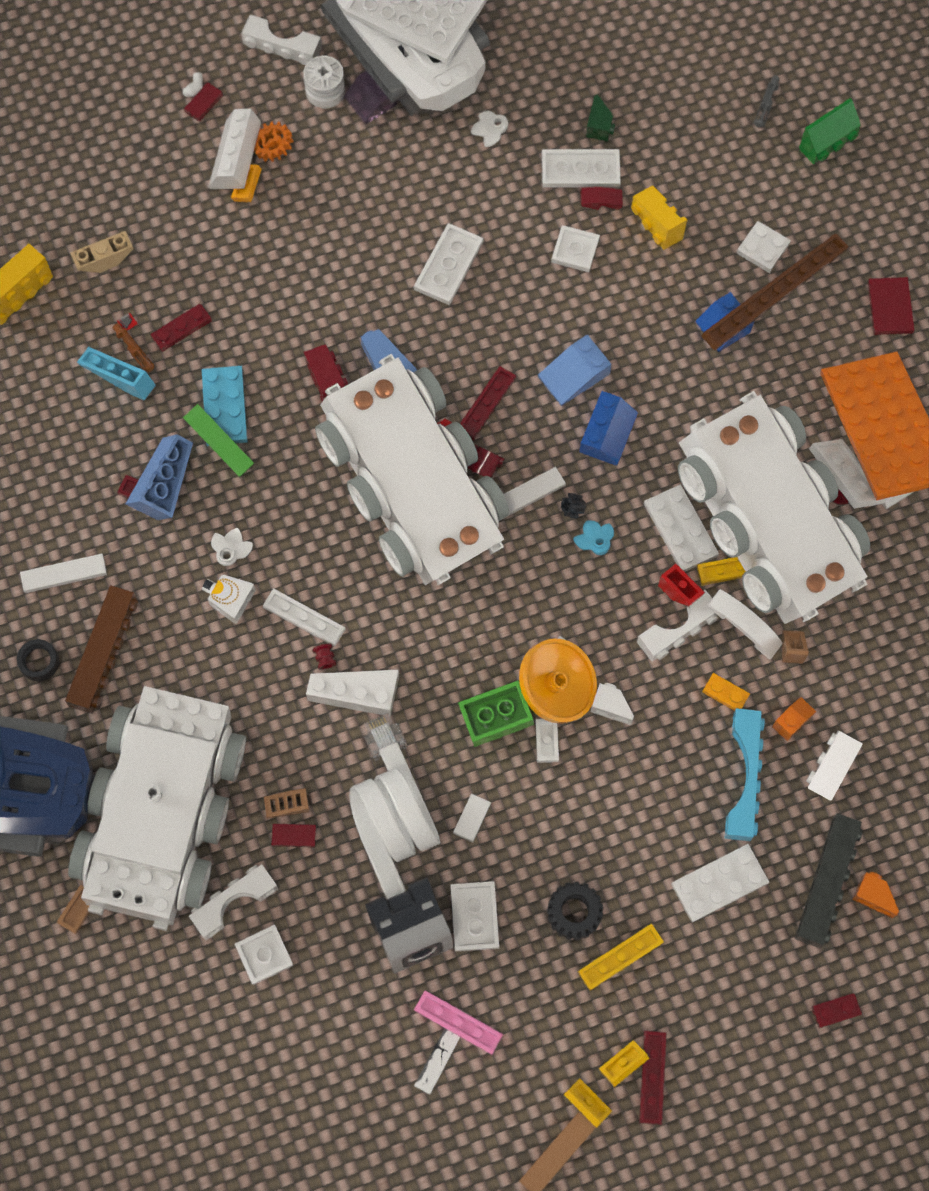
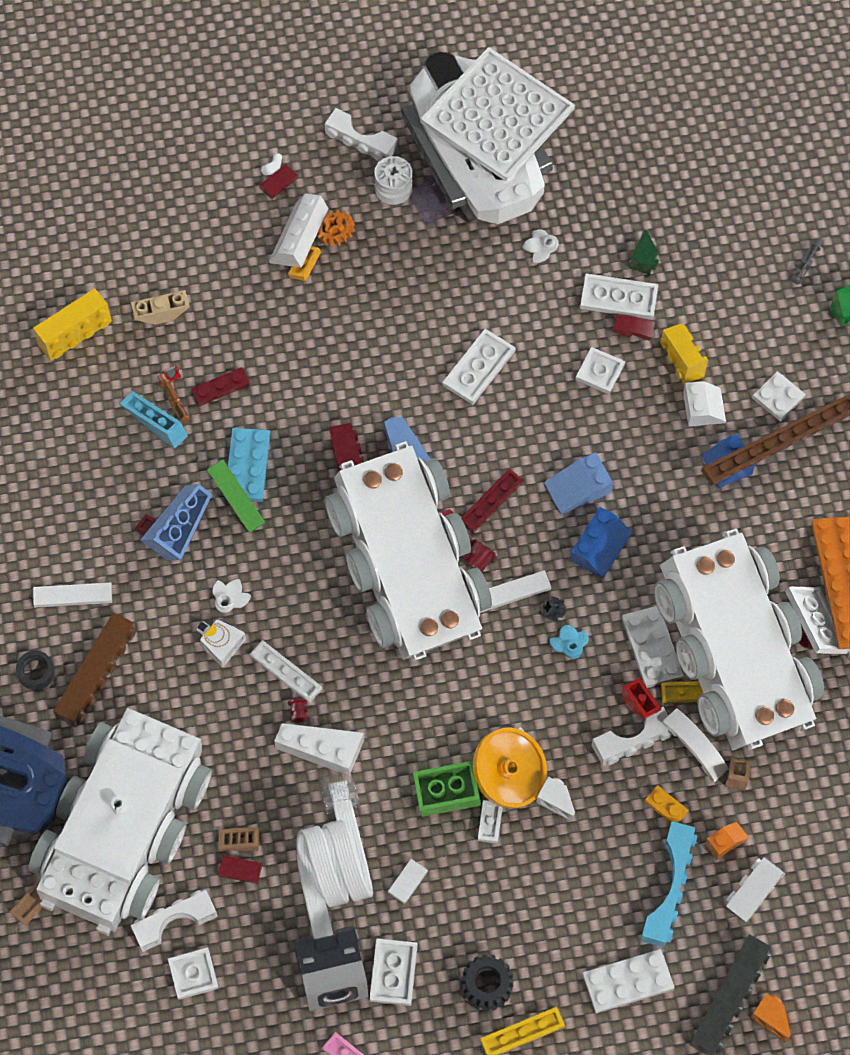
camera: 10 degrees right, 5 degrees down
(687, 267) = (703, 404): none -> white slope

